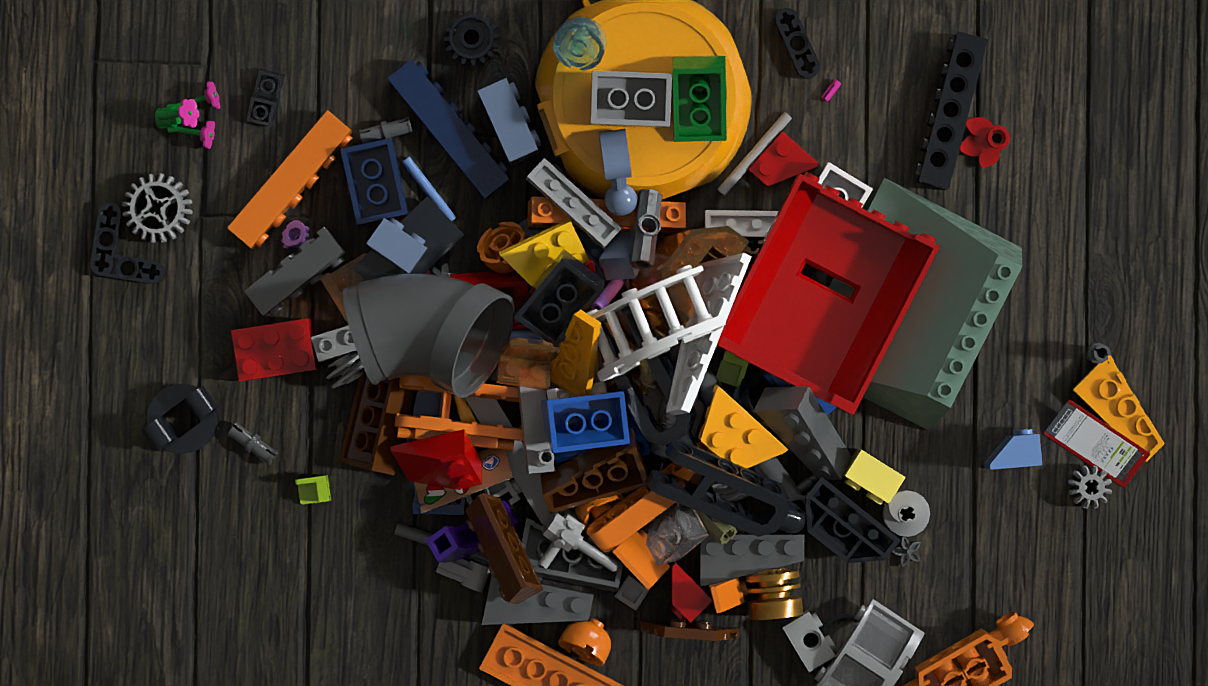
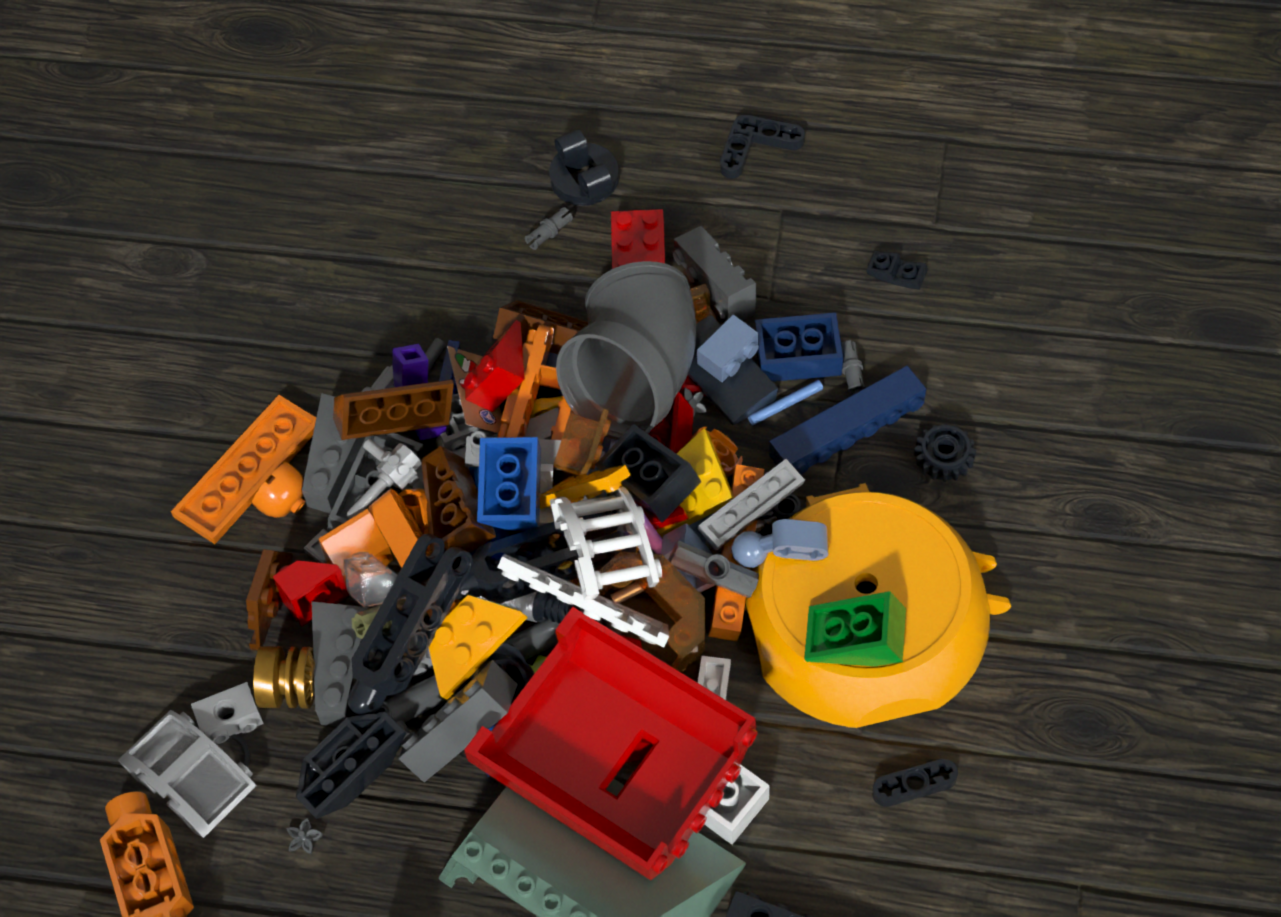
camera: 105 degrees right, 30 degrees down
(168, 203) = (788, 170): light grey gear -> none
(188, 114) = (884, 188): plant -> none
(290, 180) = (809, 279): orange brick -> none
(295, 235) = (761, 281): medium lavender animal -> none
(314, 489) = (493, 276): lime panel -> none
(510, 121) = (850, 464): sand blue brick -> none
(580, 43) = (929, 510): clear light blue cylinder -> none
(631, 99) = (859, 553): light grey brick -> none
(727, 594) = (294, 617): orange slope -> none
(756, 151) = (790, 723): light grey bar -> none
(782, 161) = (779, 751): red wing -> none
(831, 90) = (856, 815): dark pink piece -> none
(873, 476) = (395, 796): light yellow brick -> none
(908, 526) = (346, 850): light grey piece -> none

